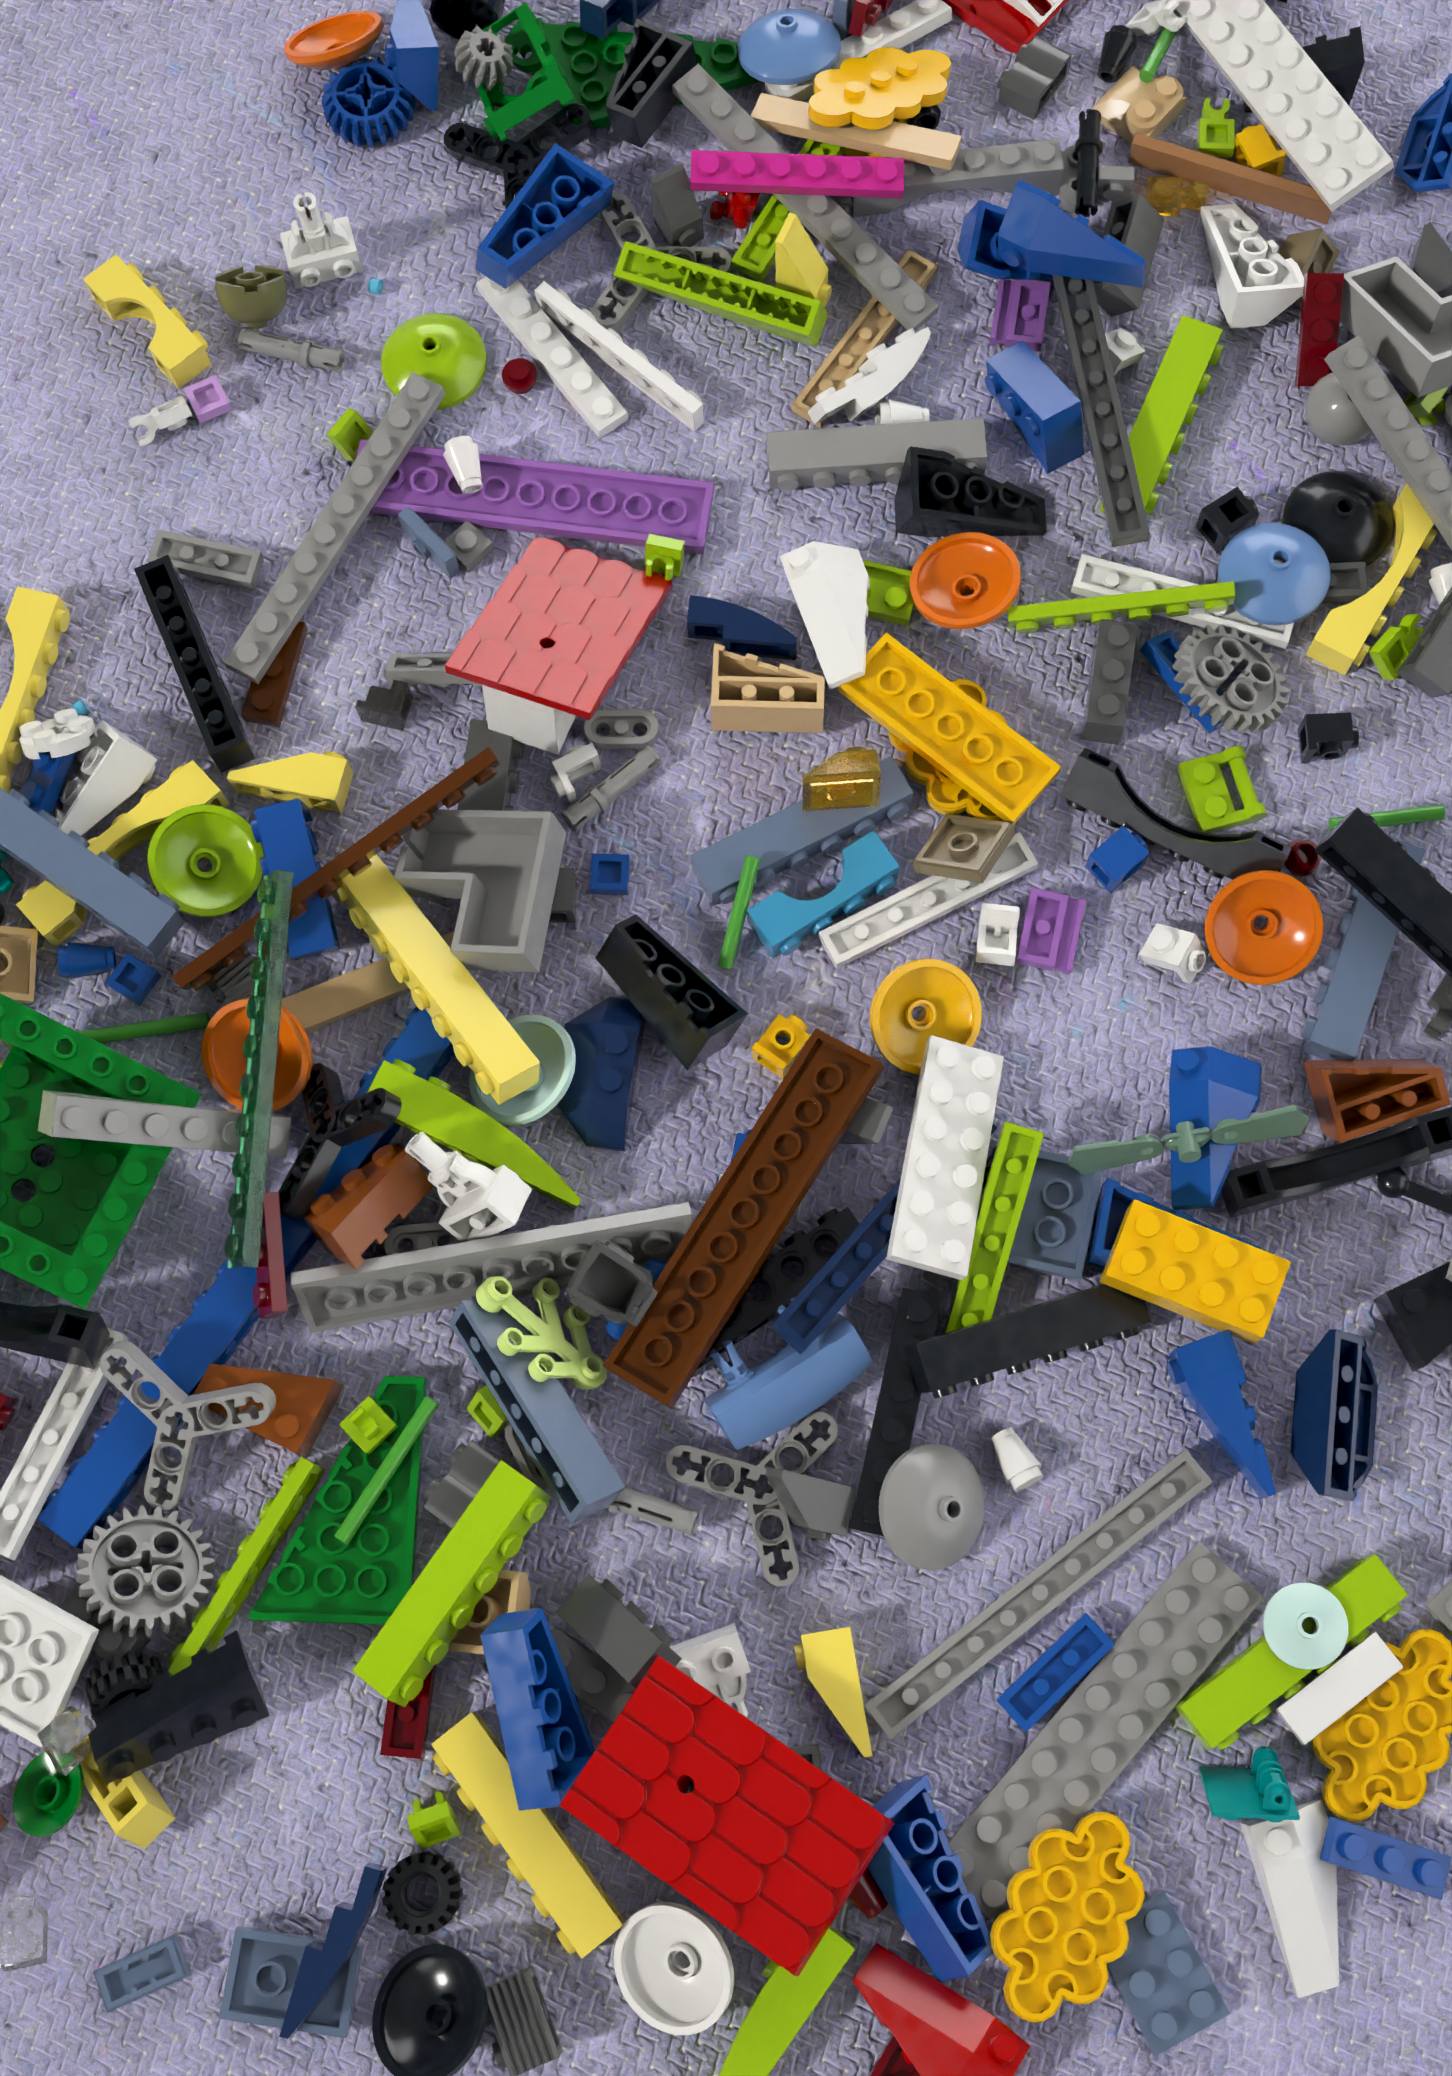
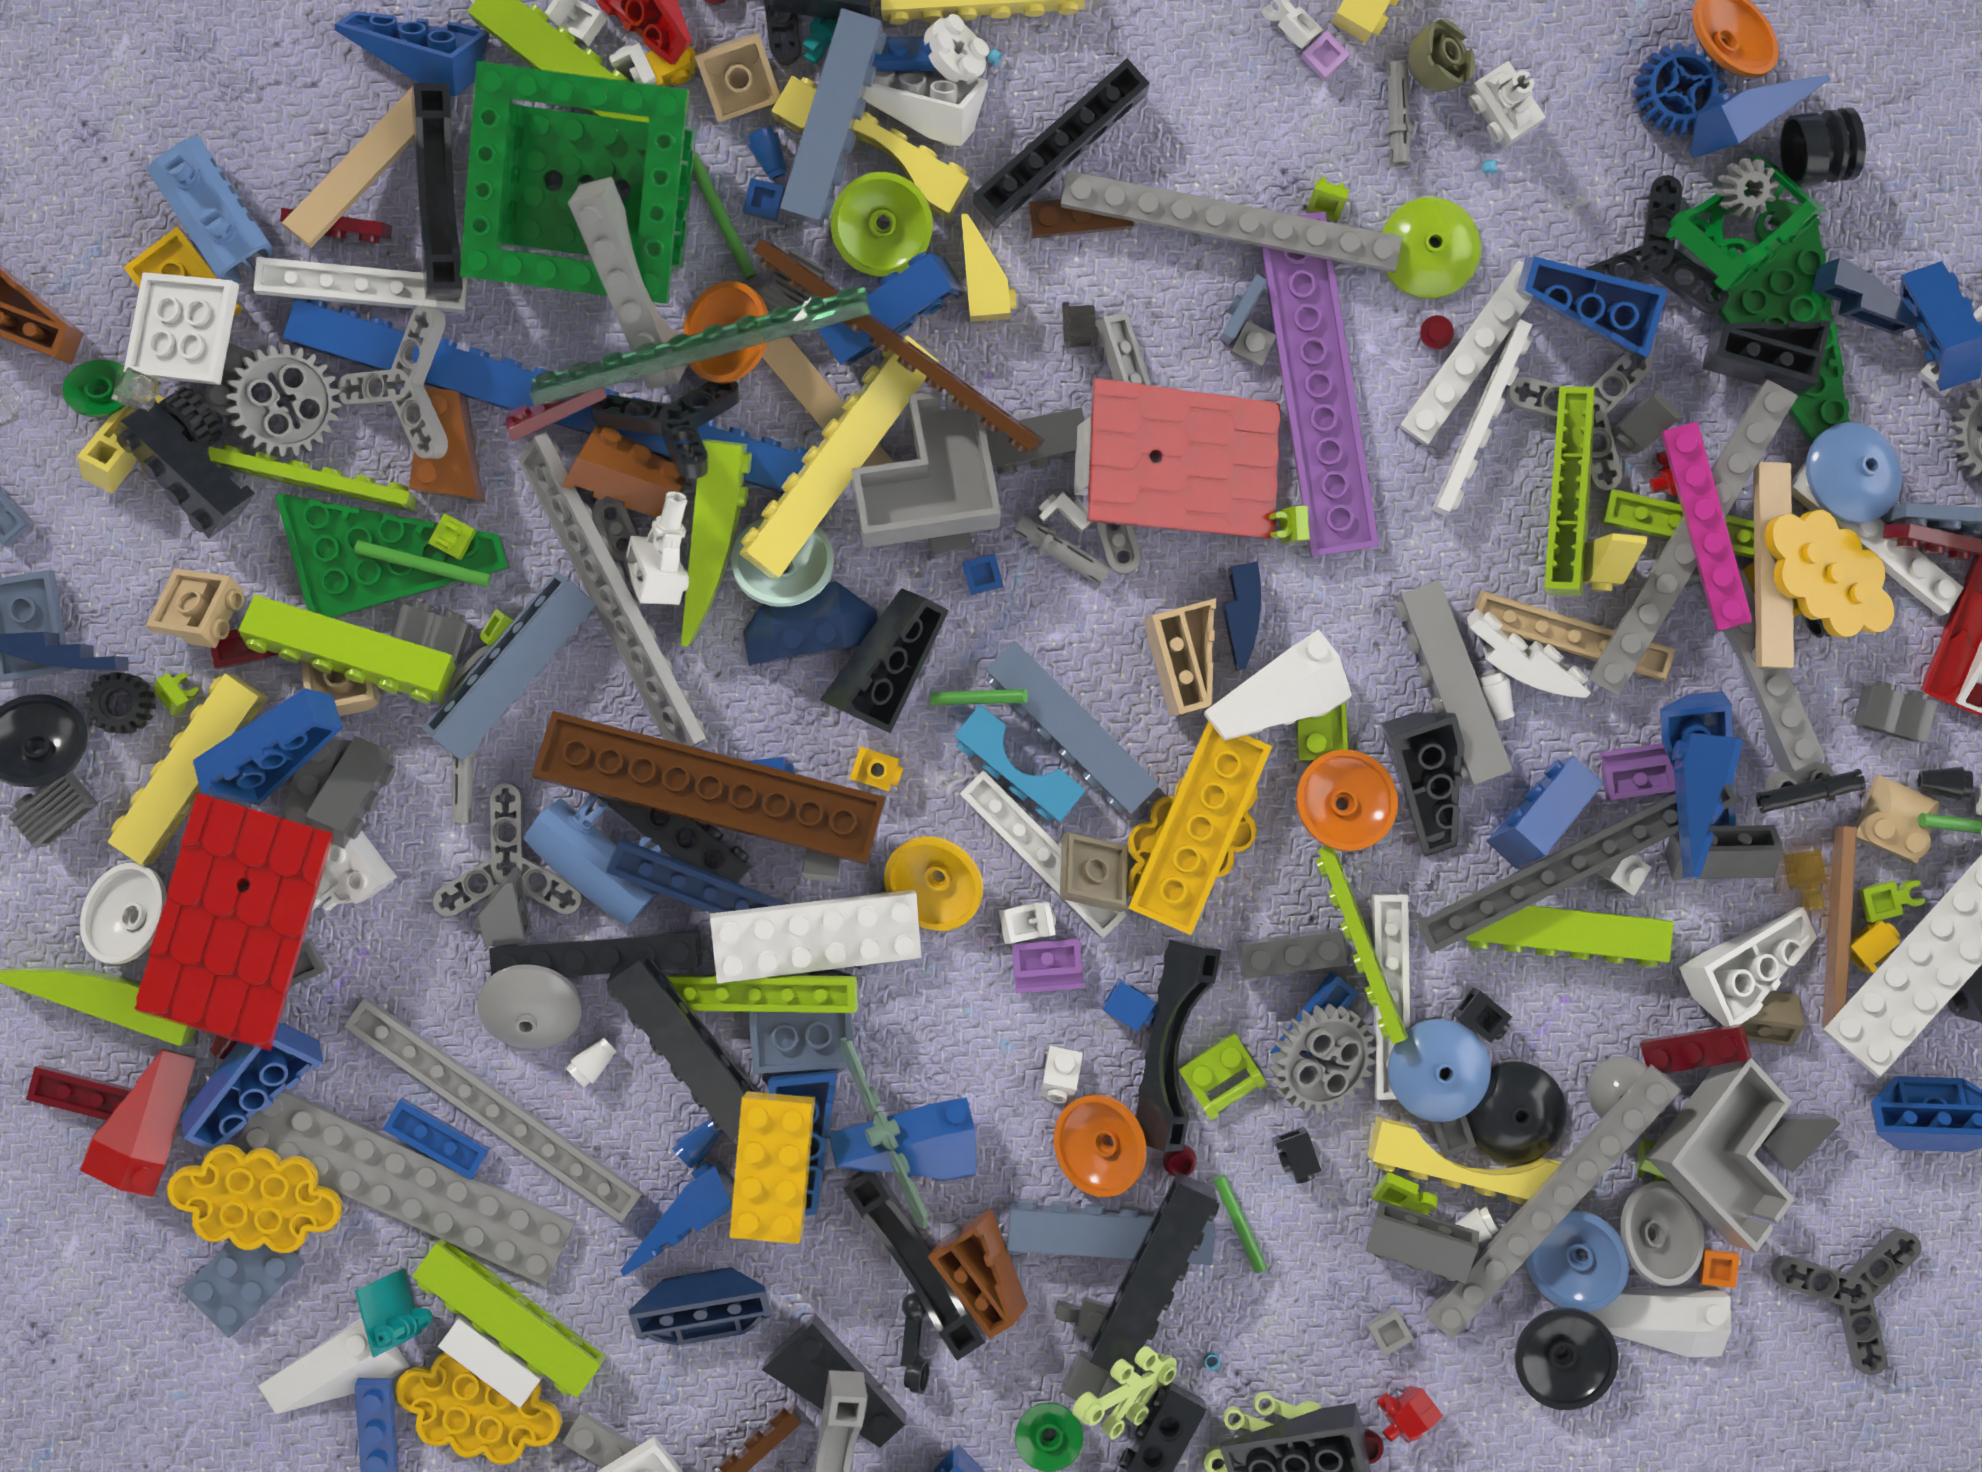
camera: 70 degrees right, 15 degrees up
(208, 559) = (1167, 114): light grey plate -> none
(342, 1755) = (196, 607): none -> tan plate
(464, 462) = (1324, 316): white cone -> none
(580, 1363) = (569, 656): yellowish green plant -> none
(614, 1286) = (621, 701): dark grey piece -> none
(834, 1674) = (377, 968): light yellow slope -> none
(843, 781) = (1118, 754): clear yellow slope -> none
(1115, 182) = (1801, 821): light grey plate -> none
(1143, 1368) = (697, 1143): none -> blue cone
(1284, 1626) = (536, 1311): light aqua dish -> none

